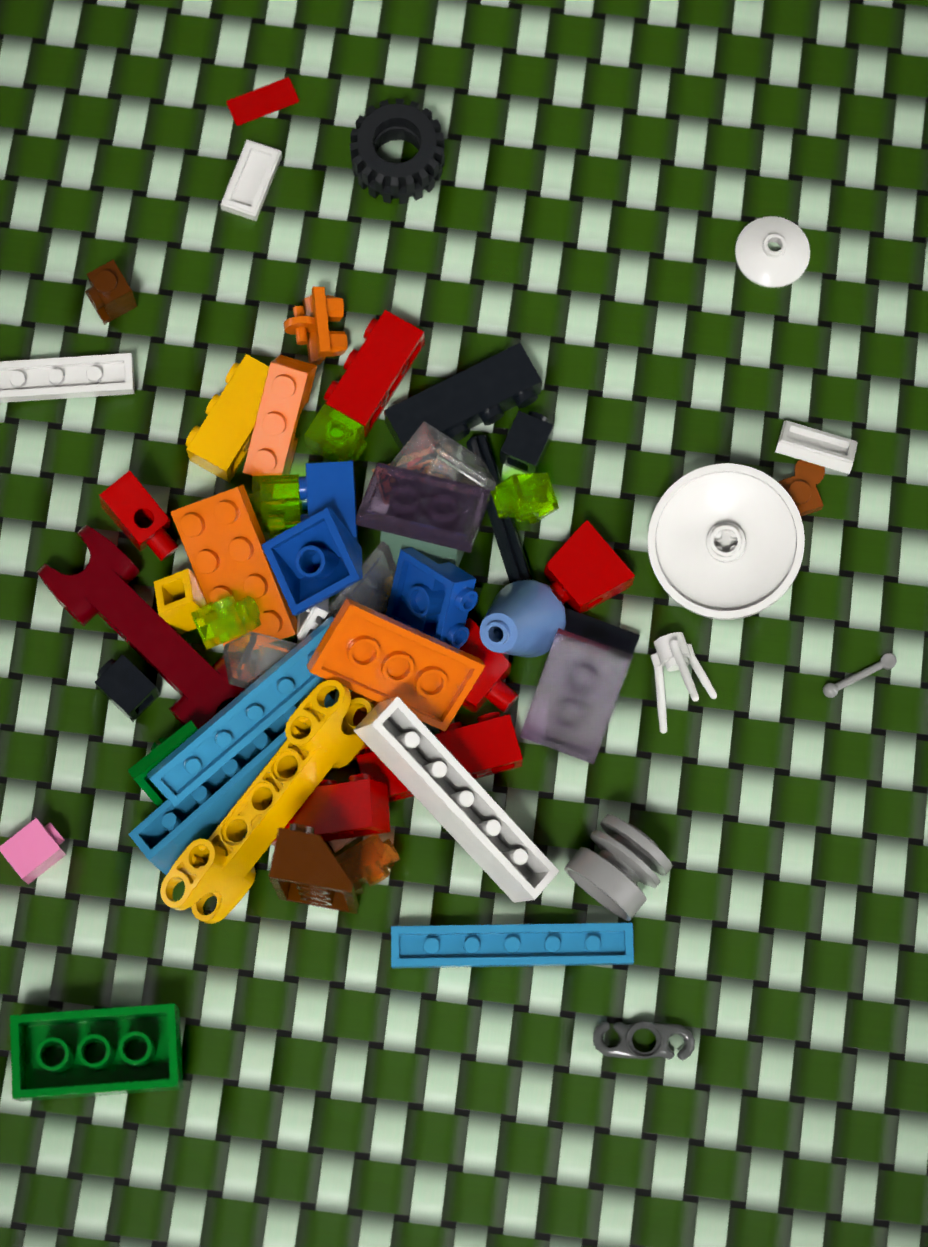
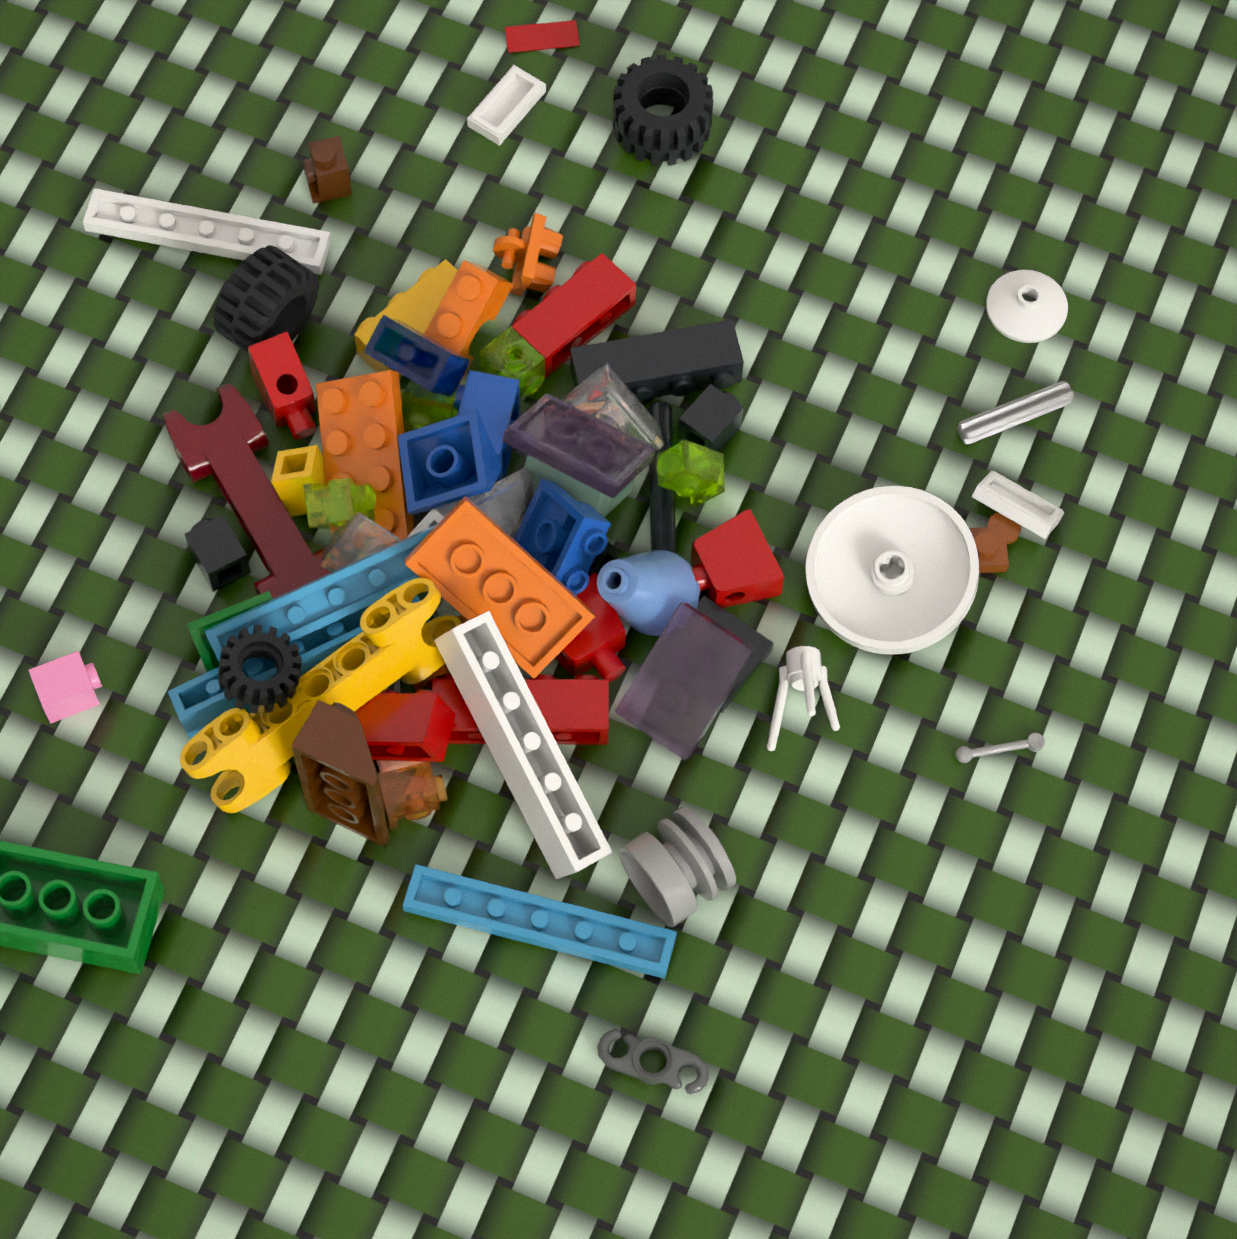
camera: 15 degrees right, 10 degrees down
(98, 441) = (265, 298): none -> black tyre
(217, 778) = (259, 646): none -> black tyre
(255, 465) = (417, 356): none -> clear blue brick
(790, 359) = (1015, 412): none -> axle

